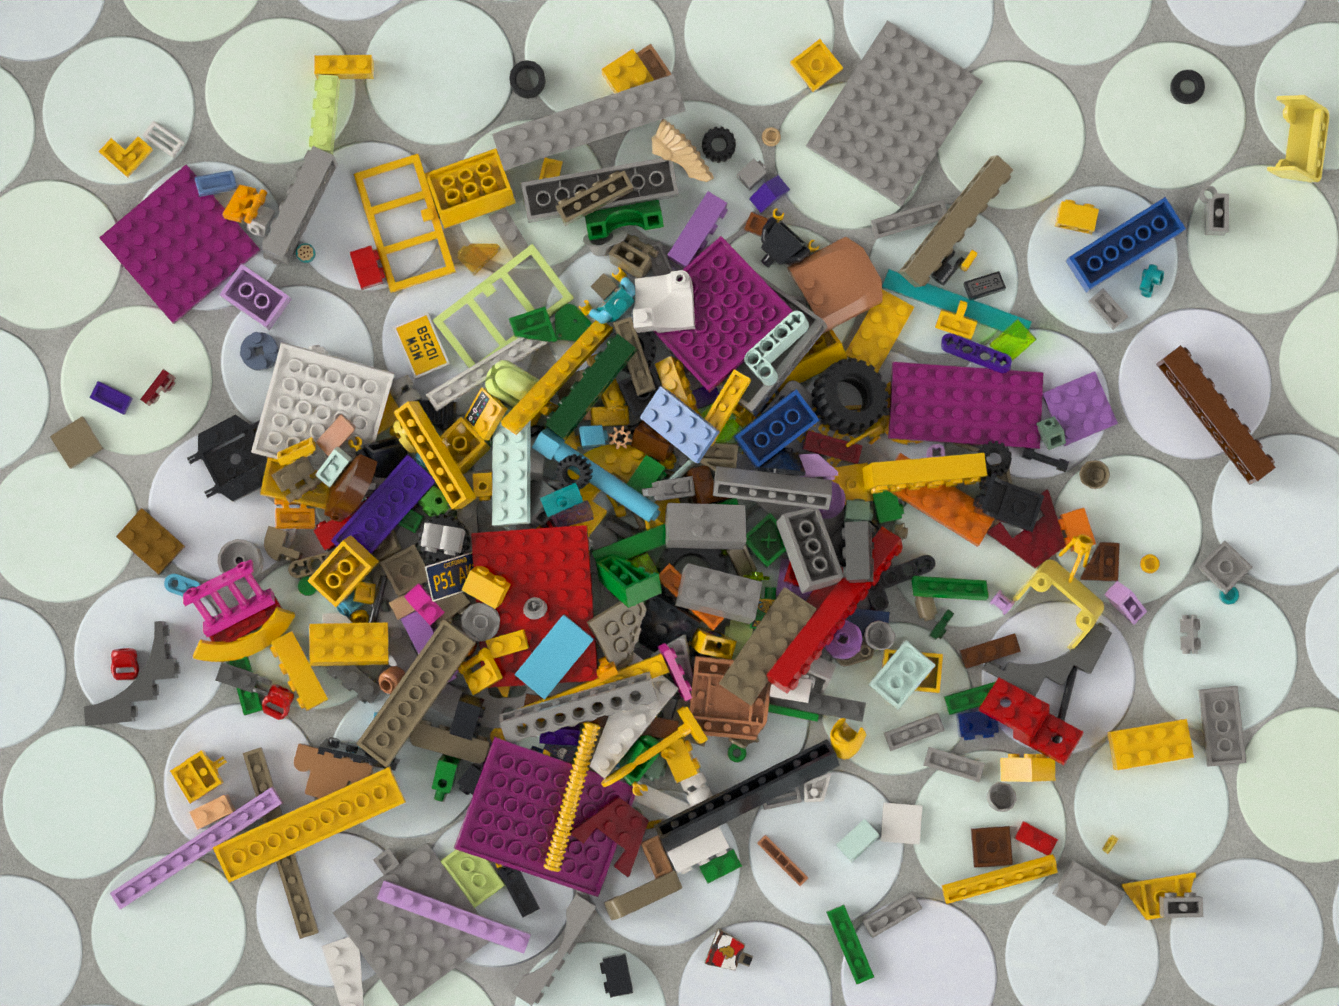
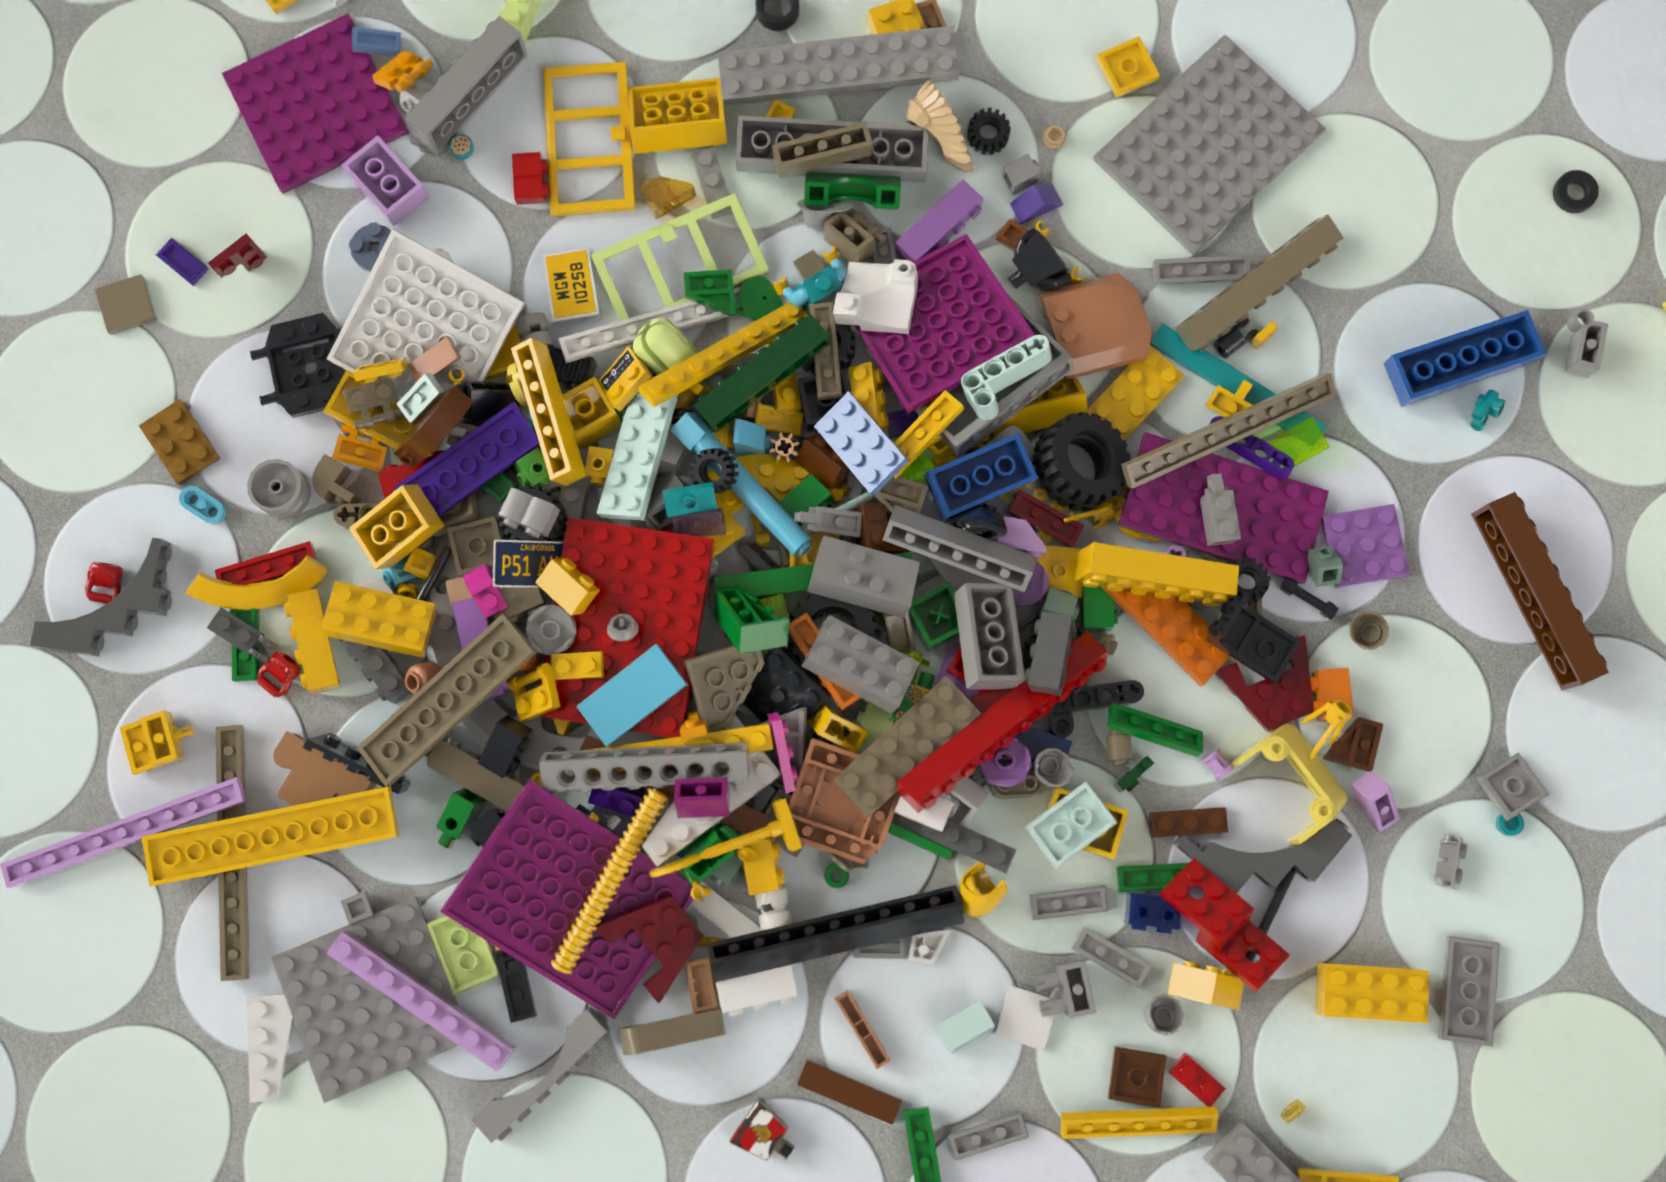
camera: 15 degrees right, 5 degrees down
(212, 811) = (156, 791): light nougat brick -> none
(229, 615) = (246, 552): dark pink fence -> none
(305, 587) = (350, 543): green tile -> none
(617, 975) = (613, 1128): black brick -> none
(626, 720) = (702, 797): none -> magenta brick
(720, 866) = (781, 1017): green plate -> none
(783, 908) = (849, 1092): none -> reddish brown tile
(933, 796) = (1075, 988): none -> light grey brick
(956, 345) = (1228, 430): none -> dark tan plate
(962, 412) = (1219, 513): none -> light grey hinge
(984, 286) = (1277, 369): tile -> none
(1076, 217) = (1409, 313): yellow brick -> none
(1108, 308) = (1425, 432): light grey plate -> none
(1149, 563) = (1415, 759): yellow plate -> none

